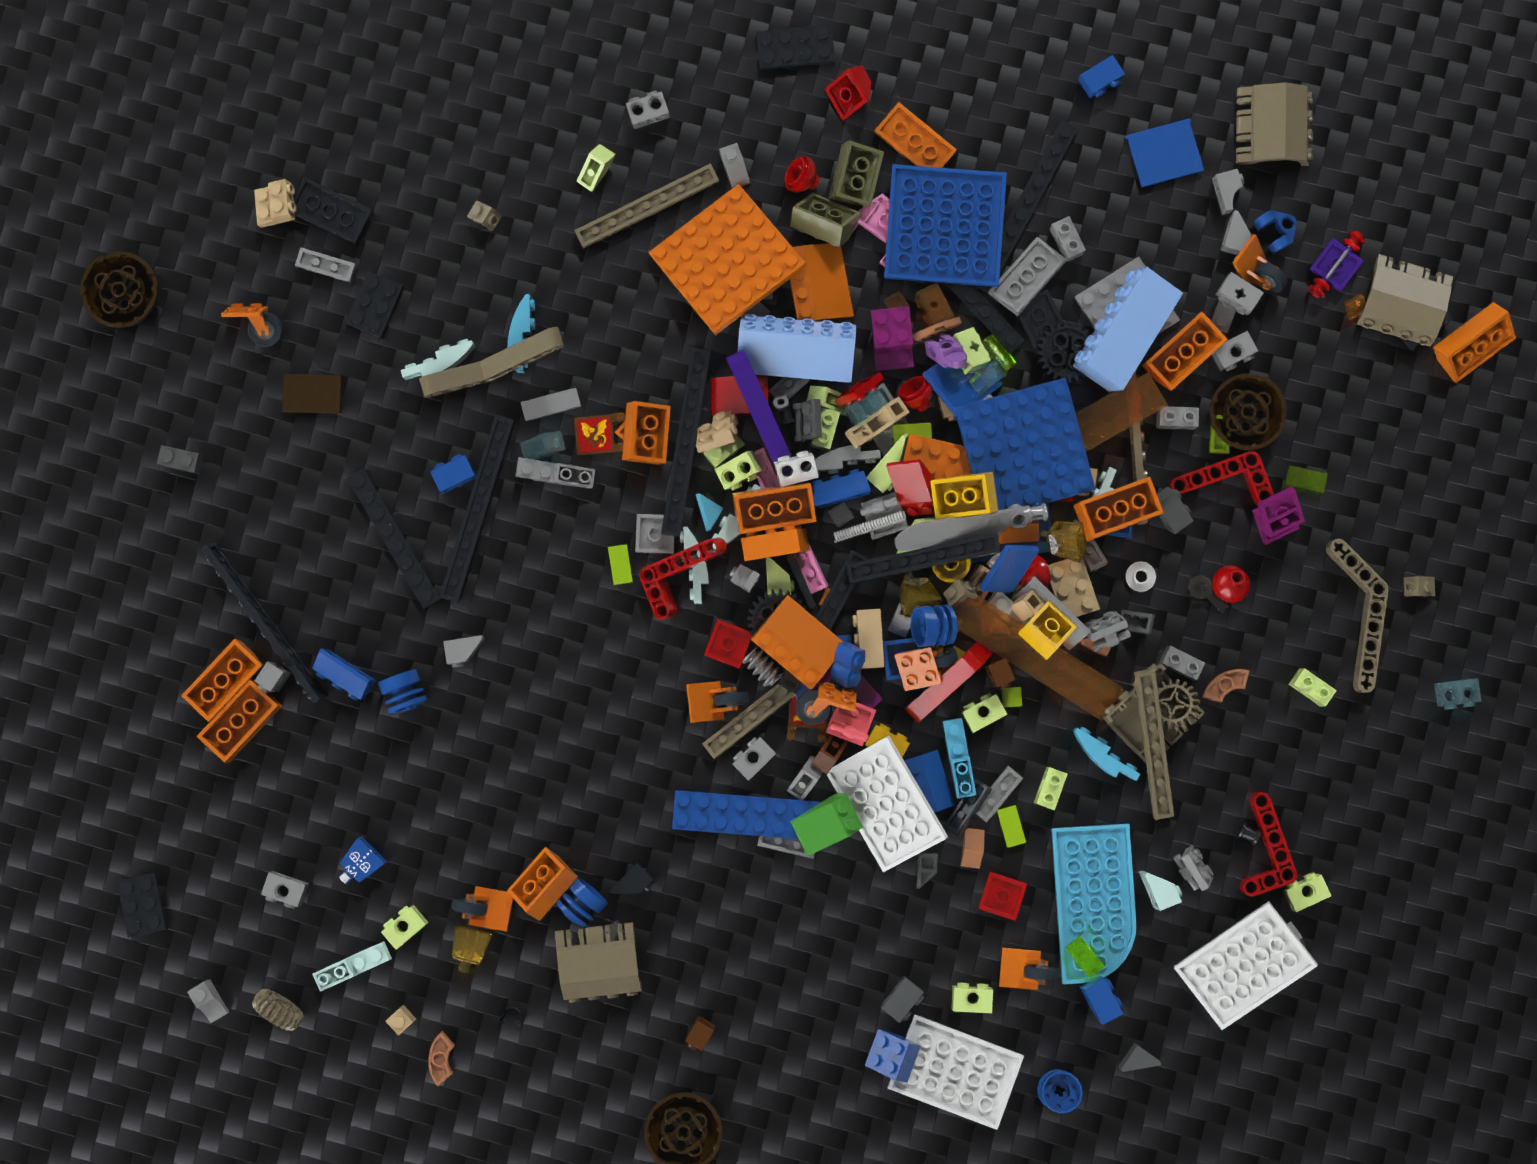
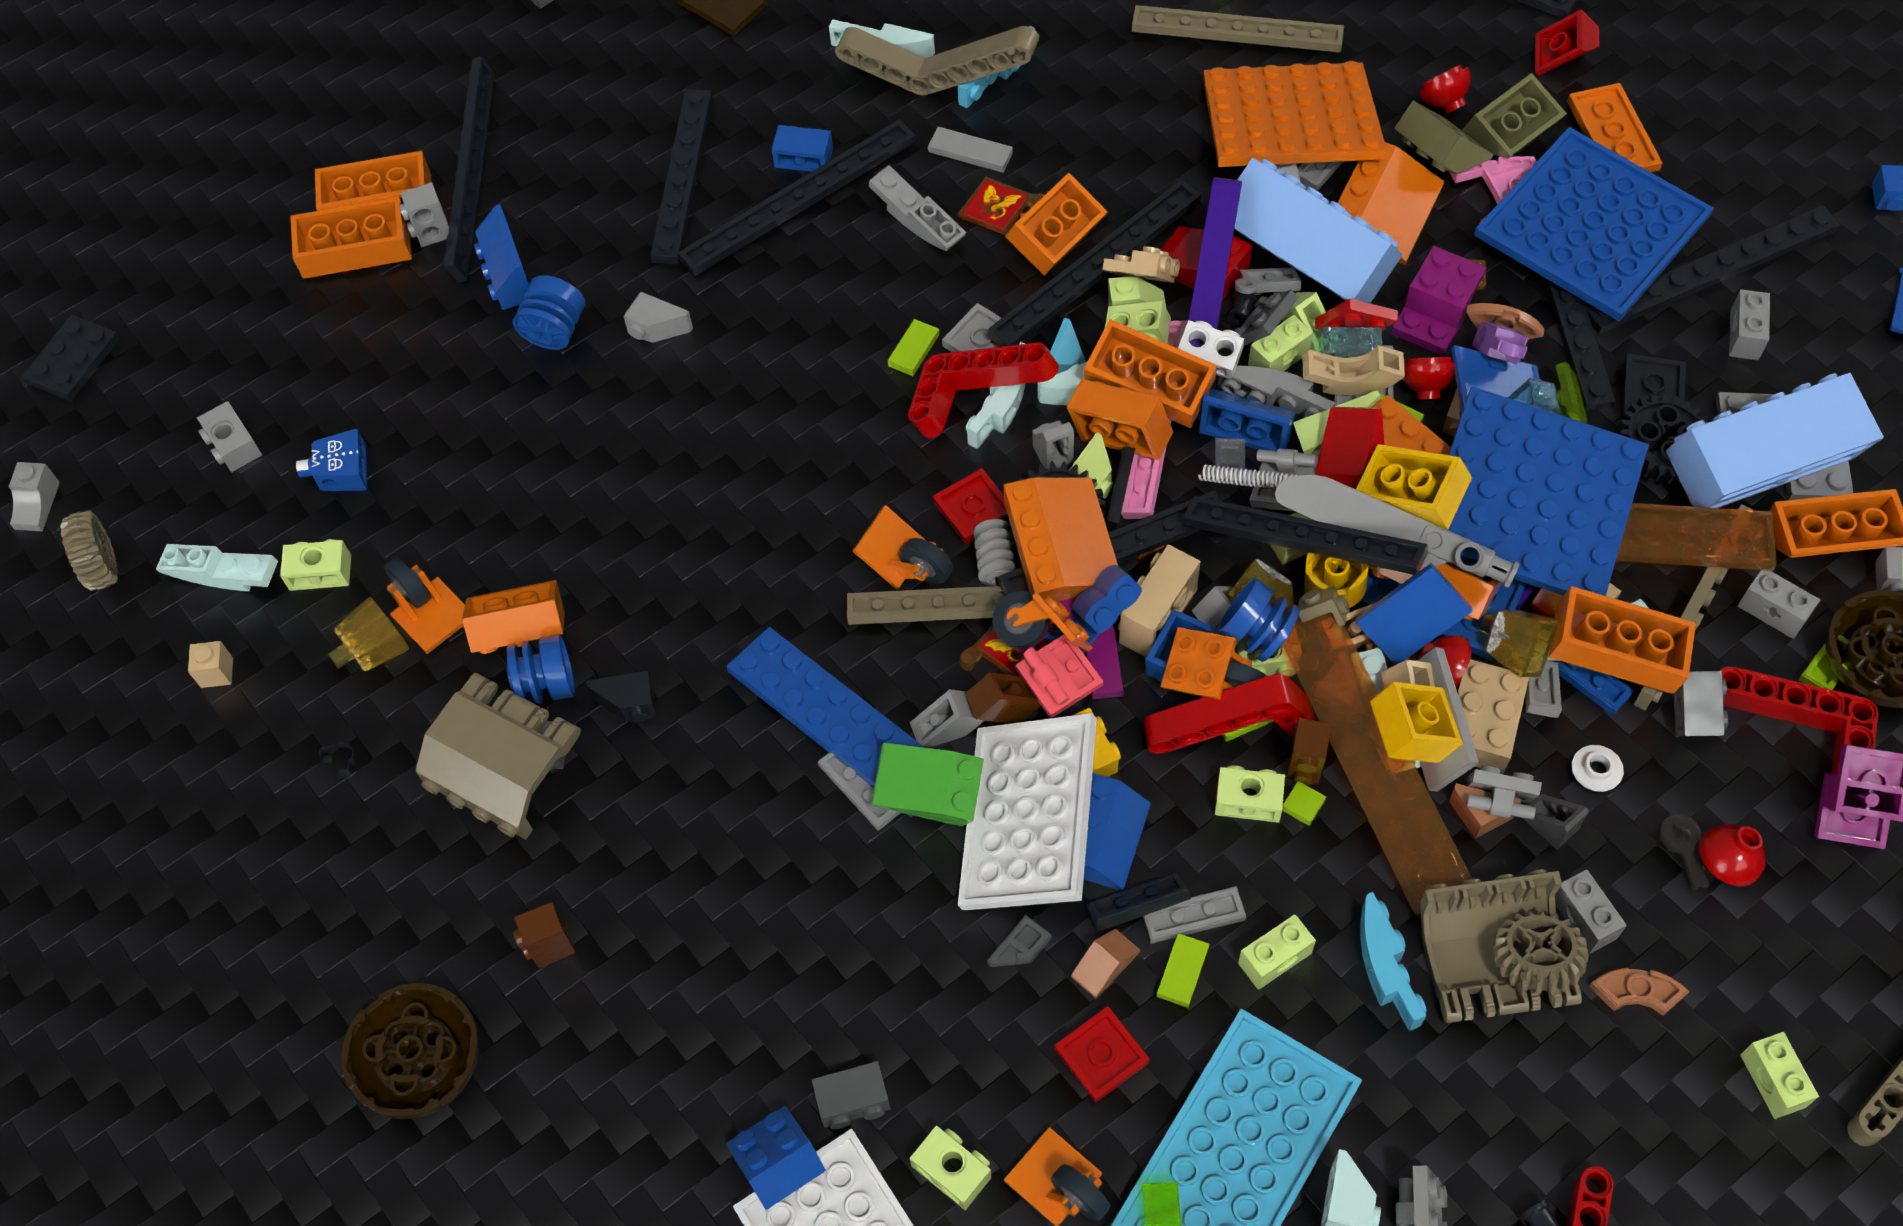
camera: 40 degrees right, 25 degrees down
(439, 1058) = (208, 750): nougat tile -> none
(543, 445) = (930, 176): clear light blue slope -> none
(734, 165) = (1371, 40): light grey slope -> none
(747, 768) = (887, 664): light grey brick -> none
(933, 305) = (1520, 290): clear orange brick -> none
(959, 758) = (1173, 826): medium azure slope -> none
(976, 353) = (1538, 361): yellowish green brick -> none
(1027, 276) = (1667, 335): light grey tile -> none
(1154, 744) = (1474, 982): dark tan plate -> none

